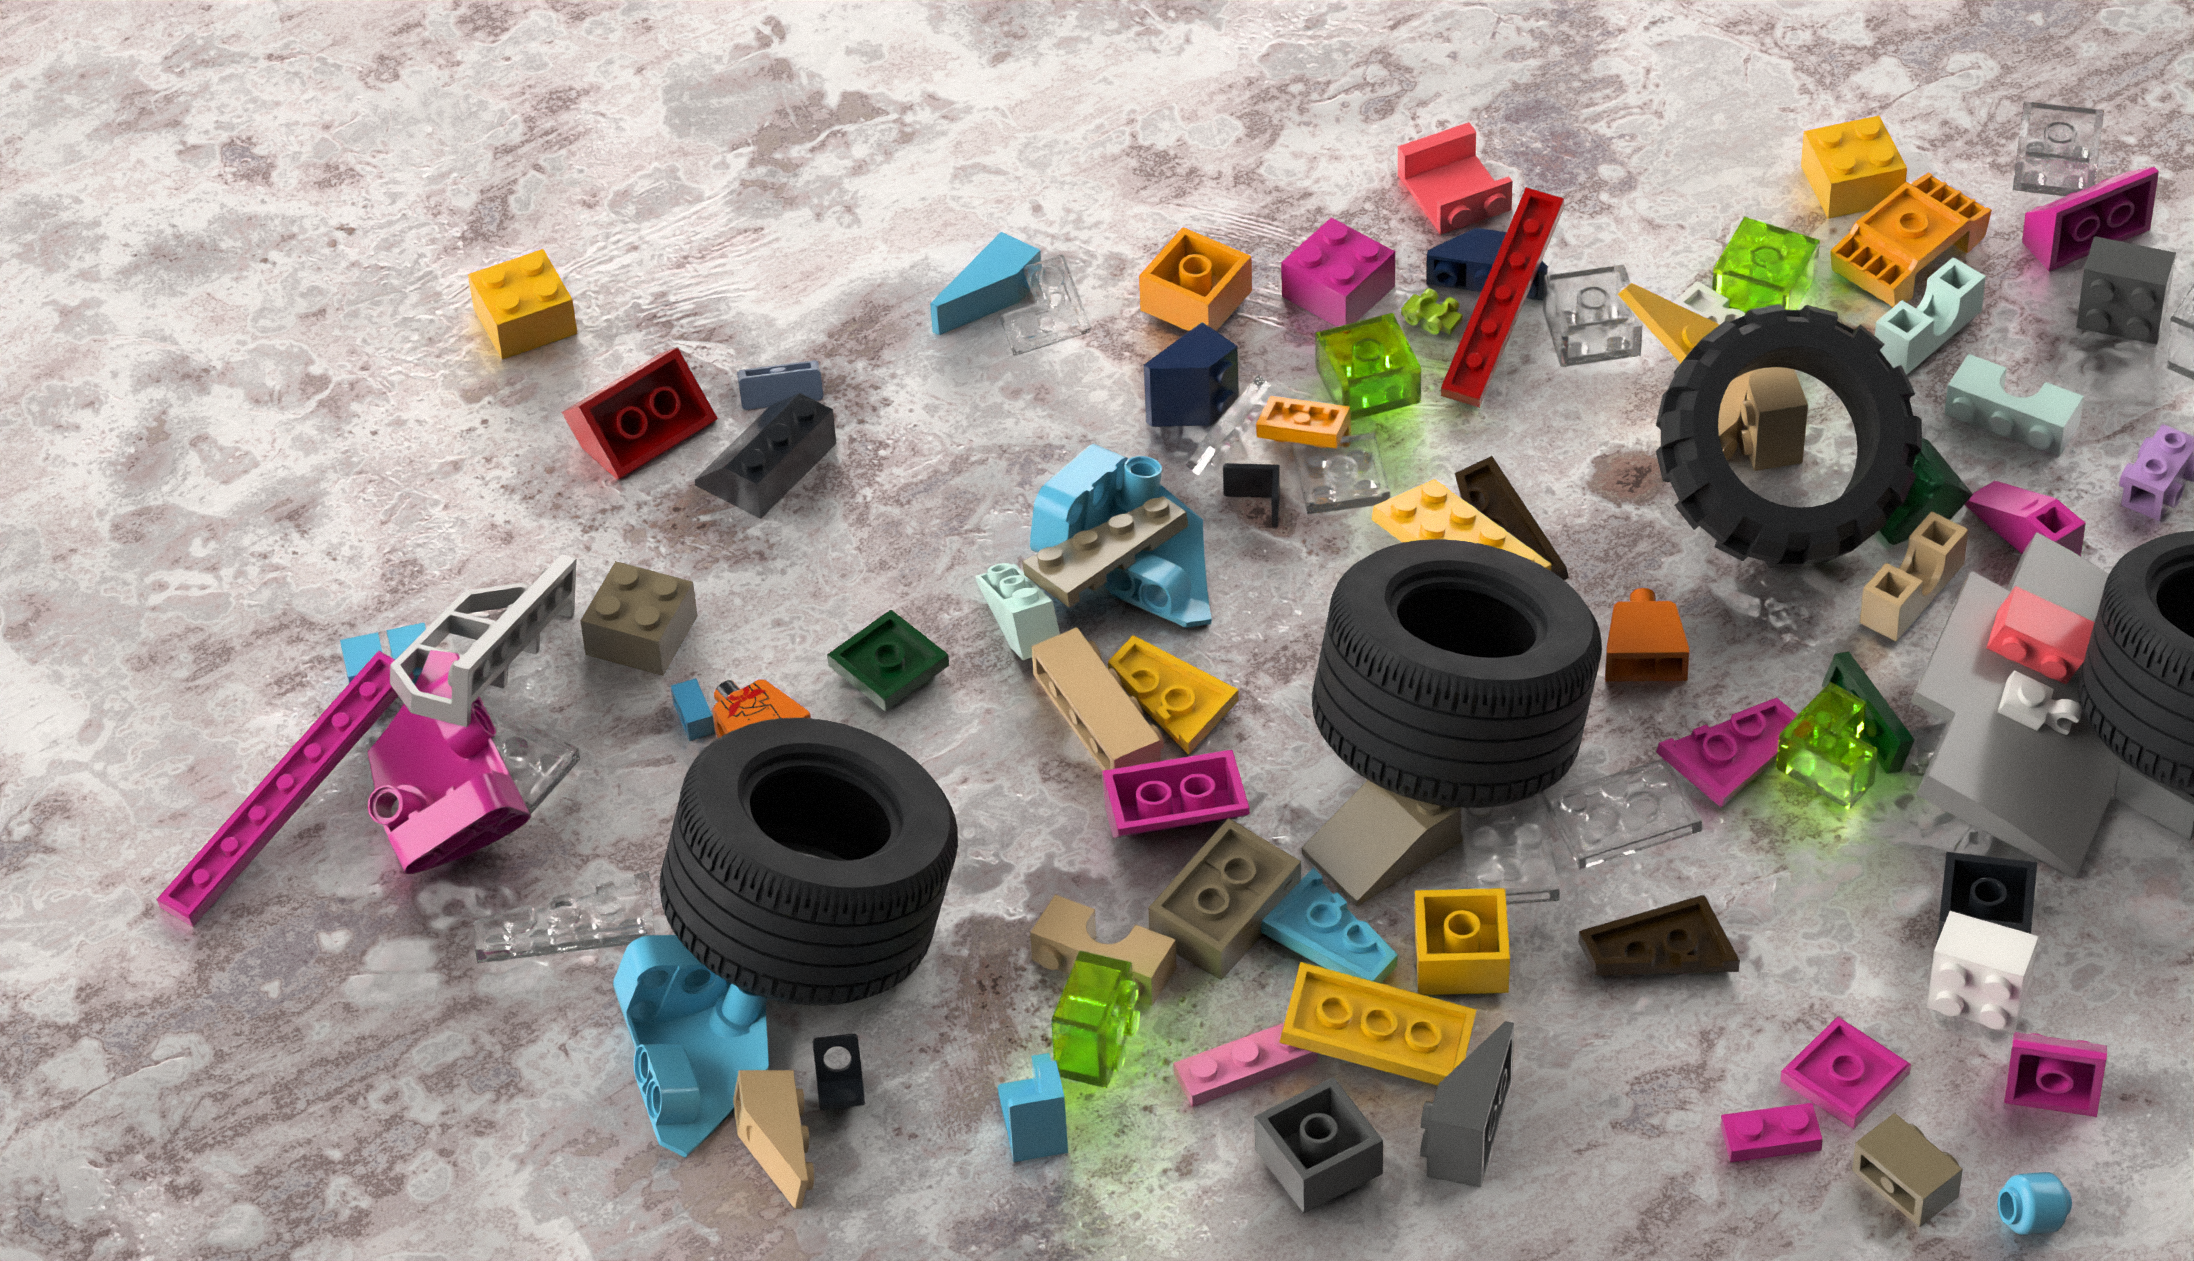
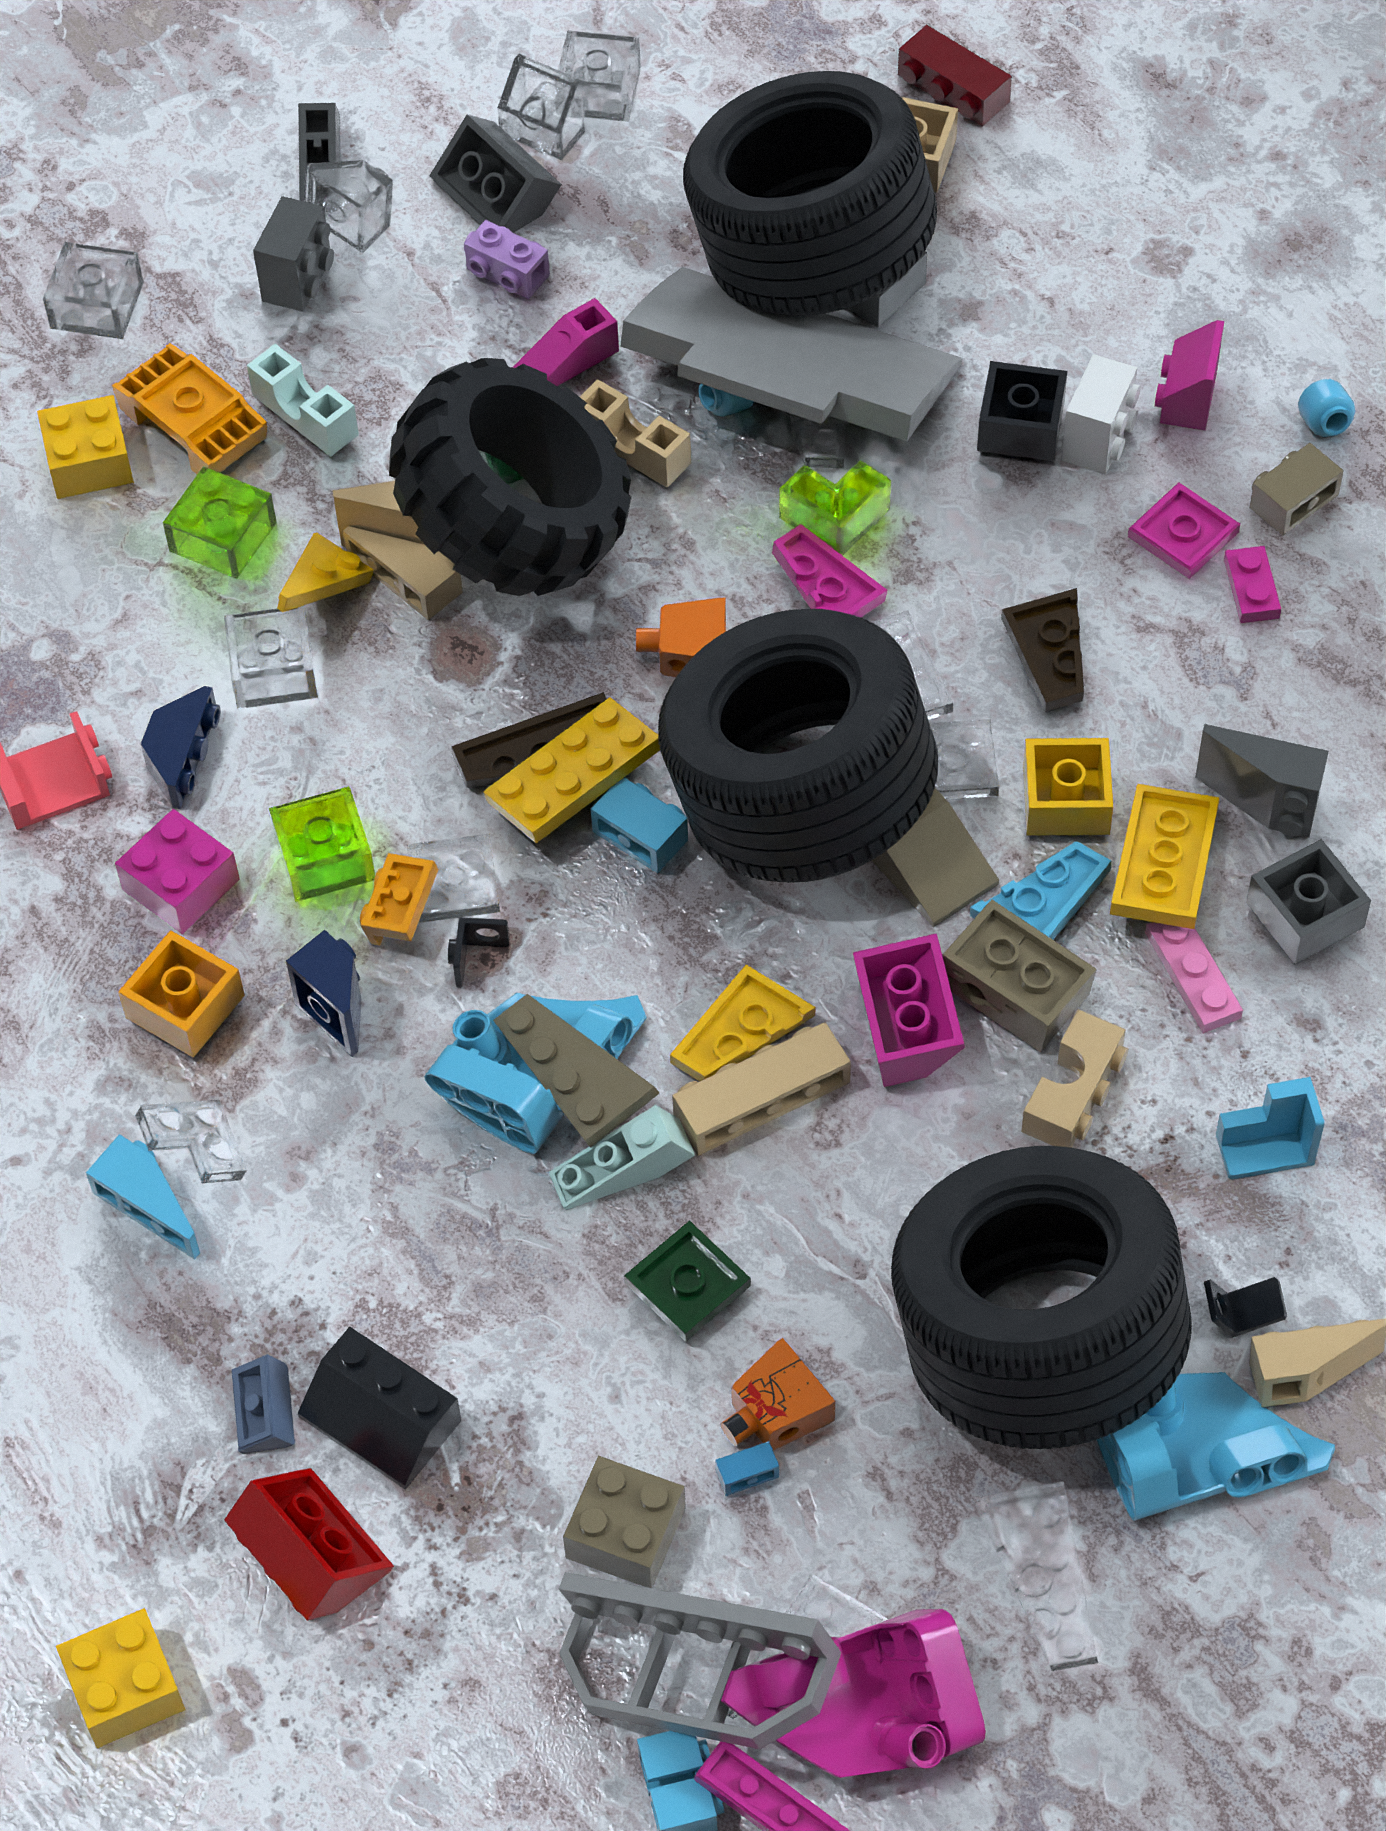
camera: 90 degrees left, 10 degrees up
(1095, 1019) = (1177, 1076): clear neon green brick -> none
(1230, 427) = (400, 961): clear plate -> none
(1430, 314) = (234, 801): lime piece -> none
(1502, 297) = (245, 721): red plate -> none
(1708, 304) = (260, 576): white plate -> none
(1881, 724) = (760, 489): dark green plate -> none
(2032, 705) = (819, 344): white plate -> none
(2039, 421) = (398, 376): light aqua arch -> none
(2040, 635) = (754, 324): coral brick -> none
(2109, 210) = (181, 274): dark pink slope -> none

